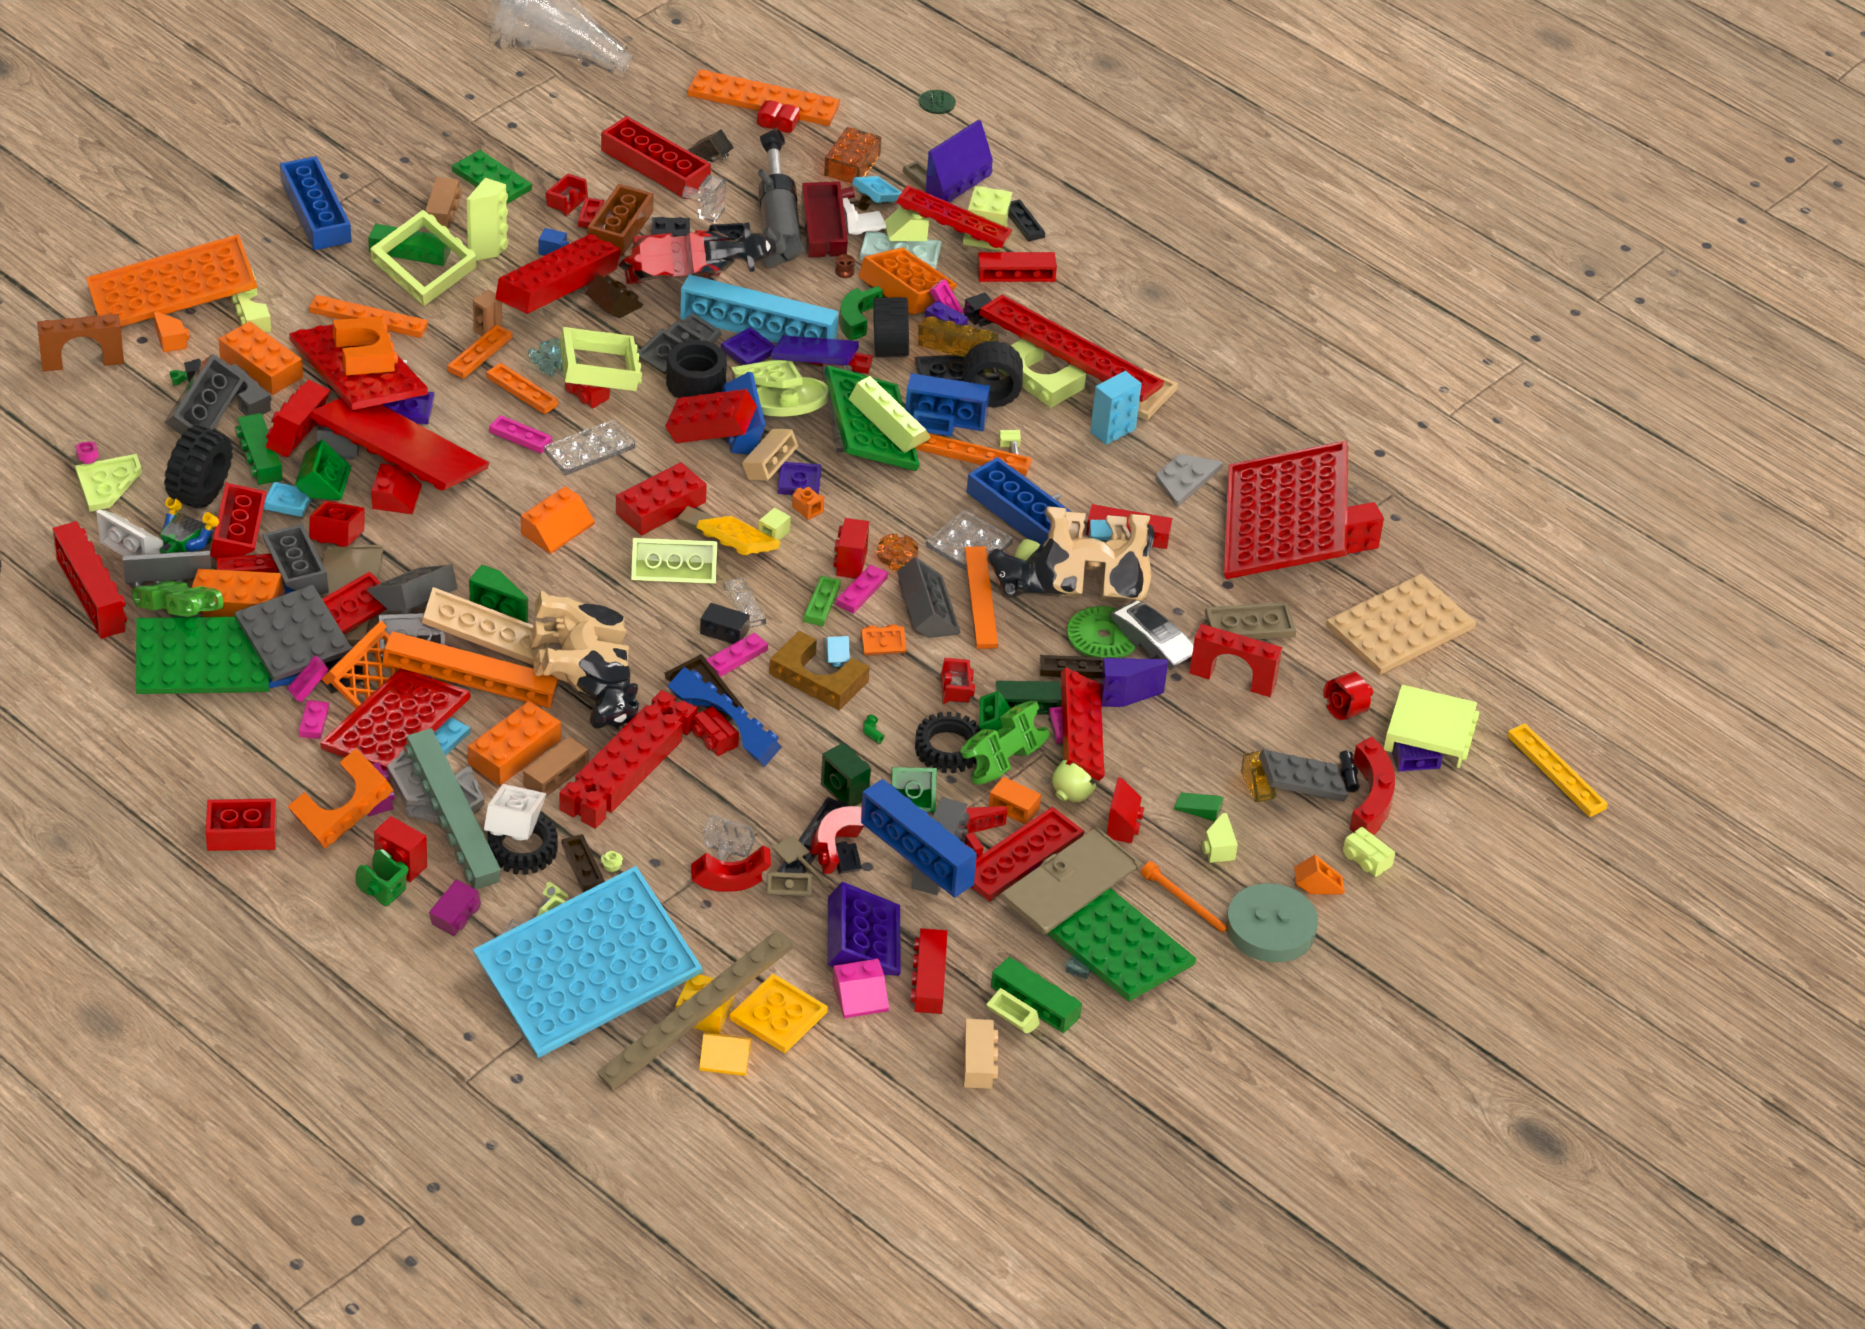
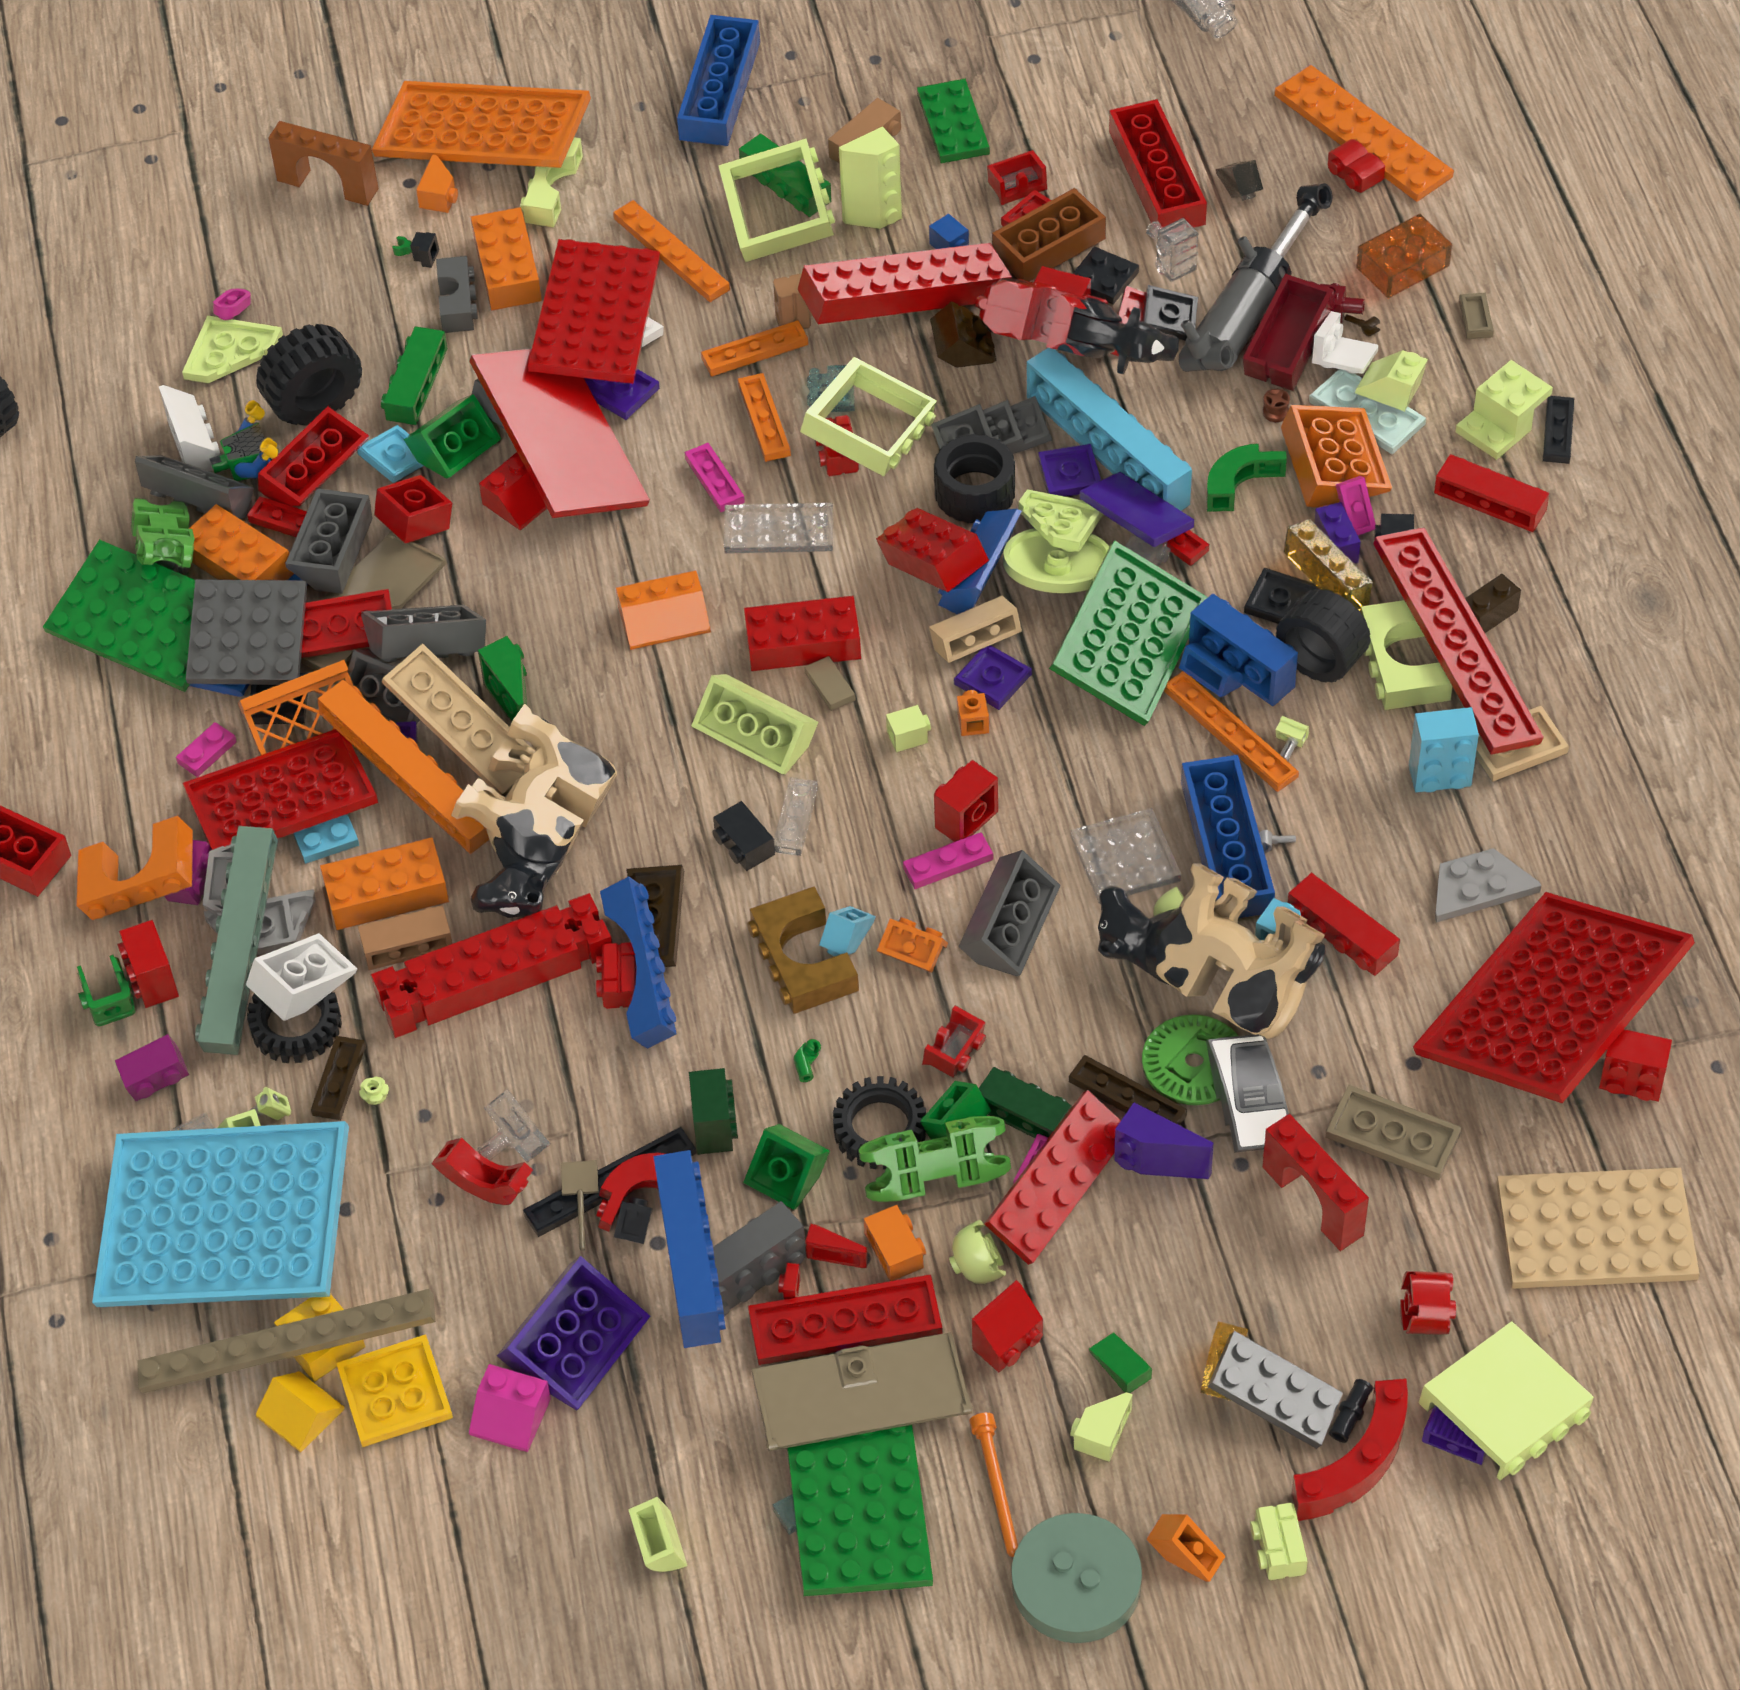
camera: 40 degrees right, 10 degrees up
(89, 579) = (103, 466): red brick -> none
(205, 396) = (398, 288): dark grey slope -> none
(293, 420) = (445, 362): red brick -> none
(308, 679) = (227, 696): dark pink plate -> none
(376, 352) = (607, 313): orange arch -> none
(737, 654) = (730, 882): dark pink plate -> none
(738, 535) = (846, 723): yellow plate -> none
(789, 884) = (538, 1224): dark tan slope -> none
(822, 601) = (888, 855): bright green tile -> none
(876, 188) = (1398, 314): medium azure plate -> none
(888, 415) = (1148, 638): yellowish green slope -> none
(891, 327) = (1248, 516): black tyre -> none
(895, 560) = (1029, 841): clear orange plate -> none
(930, 971) = (608, 1426): red brick -> none
(937, 101) = (1580, 218): clear green piece -> none
(954, 216) = (1448, 393): red plate -> none
(959, 163) = (1517, 319): dark purple slope -> none
(980, 1053) = (575, 1570): tan brick -> none
(981, 597) = (1072, 944): orange tile -> none
(1049, 1001) = (705, 1525): green brick -> none
(1072, 318) = (1494, 602): none -> dark brown brick
(1557, 770) = (1635, 1549): yellow plate -> none

